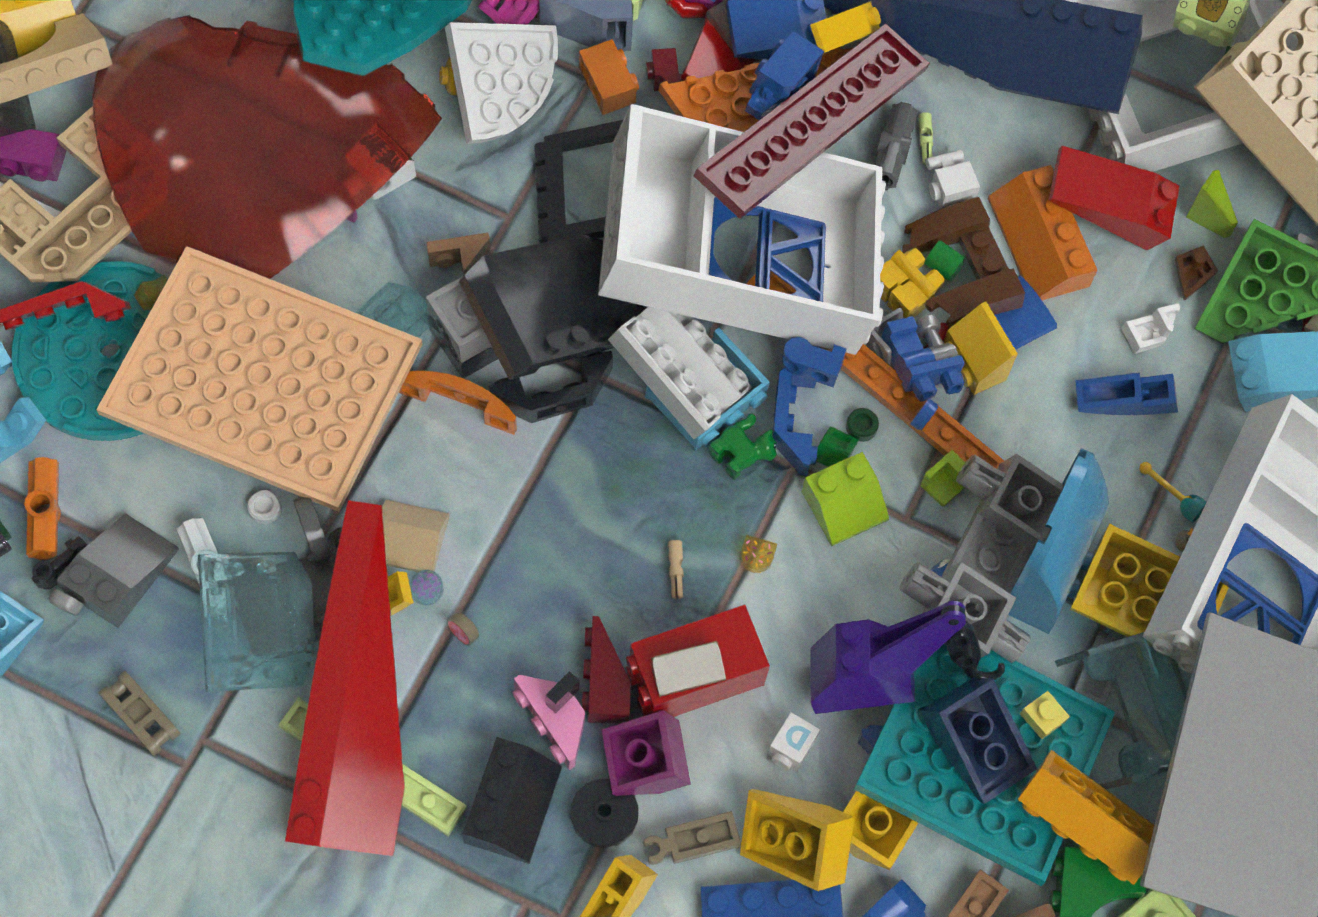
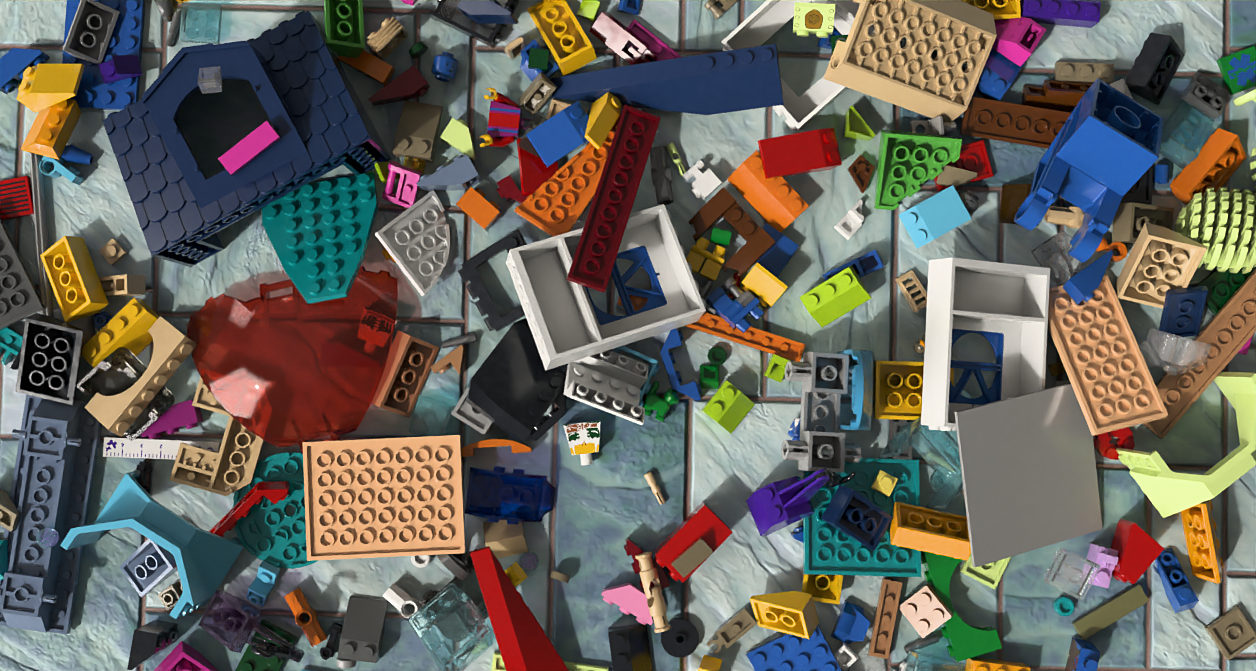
camera: 20 degrees left, 20 degrees up
(149, 292) = (296, 471): clear yellow piece -> none
(381, 240) = (404, 373): none -> nougat slope
(450, 466) = (508, 495): none -> clear blue slope
(496, 238) = (460, 340): none -> flat silver pin
(562, 692) = (631, 594): black tile -> none
(597, 718) = (654, 594): none -> tan piece
(603, 446) = (583, 439): none -> torso
(646, 755) = (688, 601): magenta slope -> none
(757, 554) = (694, 459): clear yellow tile -> none
(788, 70) = (585, 179): blue hinge -> none
(793, 743) = (759, 557): white brick -> none
(813, 362) = (681, 341): blue leg -> none
(924, 414) = (750, 340): blue tile -> none
(1083, 412) = (835, 296): none -> lime slope
(1190, 506) = (913, 320): hinge -> none
(1198, 476) = (907, 294): none -> tan slope

